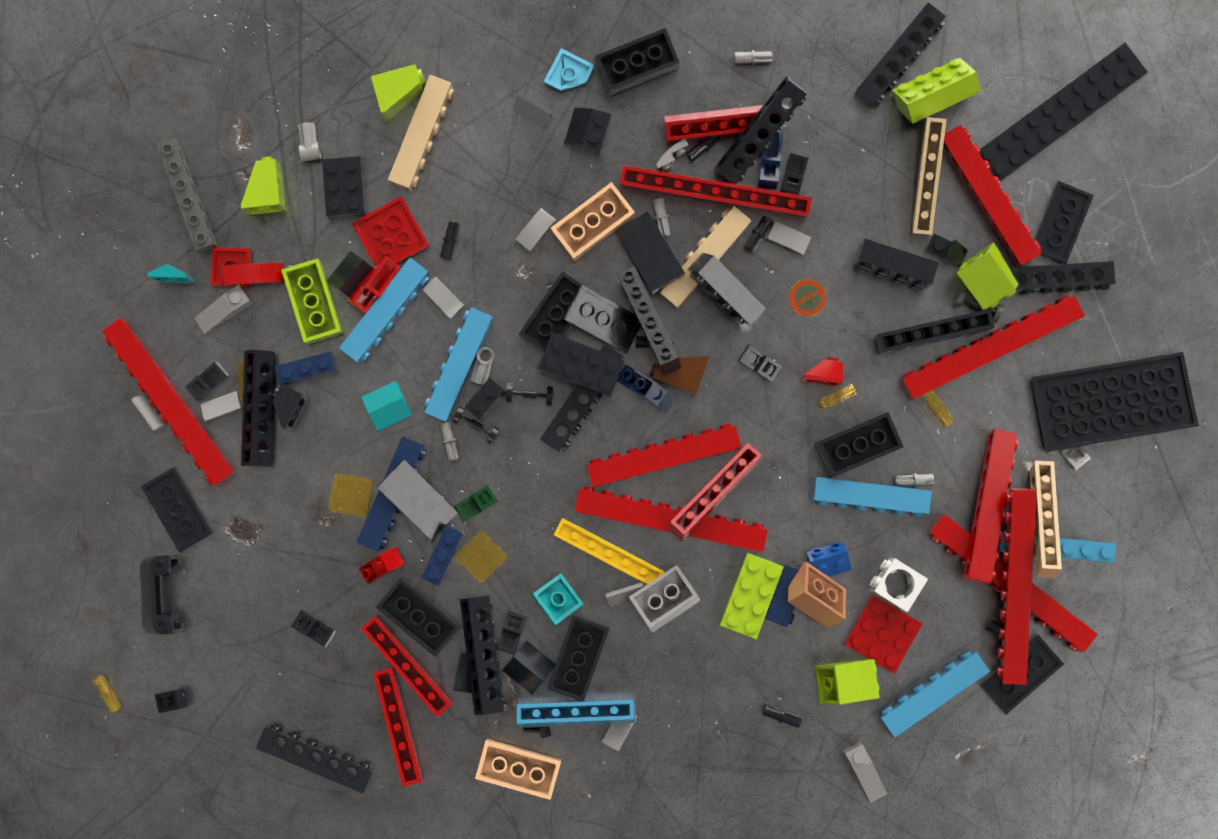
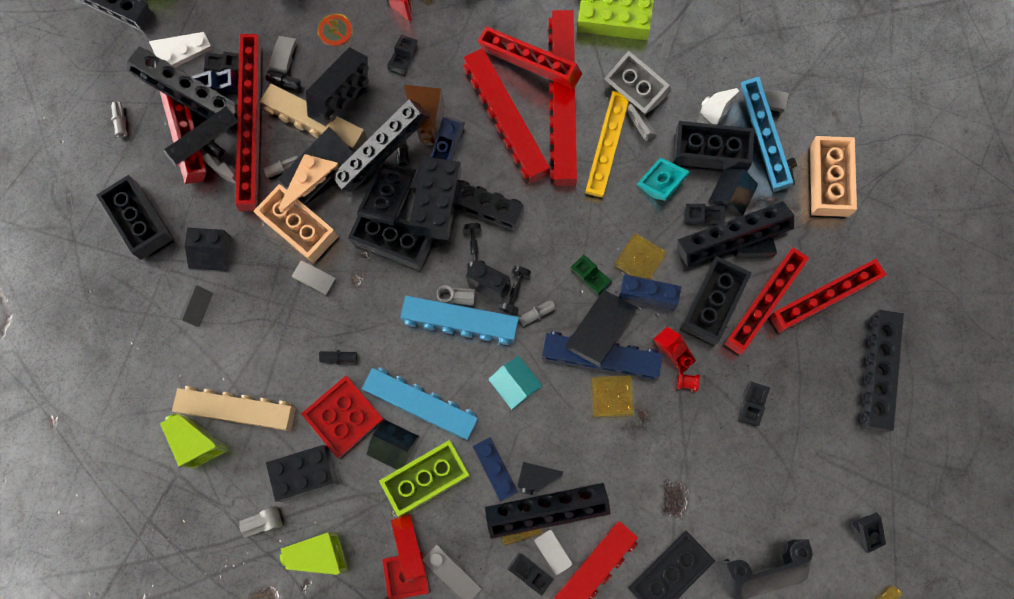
camera: 90 degrees left, 10 degrees down
(348, 570) = (688, 381): none -> red bush
(373, 285) = (397, 420): red slope -> none
(442, 297) = (395, 351): light grey slope -> none
(568, 71) = (153, 280): medium azure plate -> none
(620, 673) = (719, 105): none -> white slope
(638, 244) = (308, 175): none -> light nougat wing
(697, 142) = (200, 136): none -> black brick
(819, 126) = (181, 48): none -> white wing

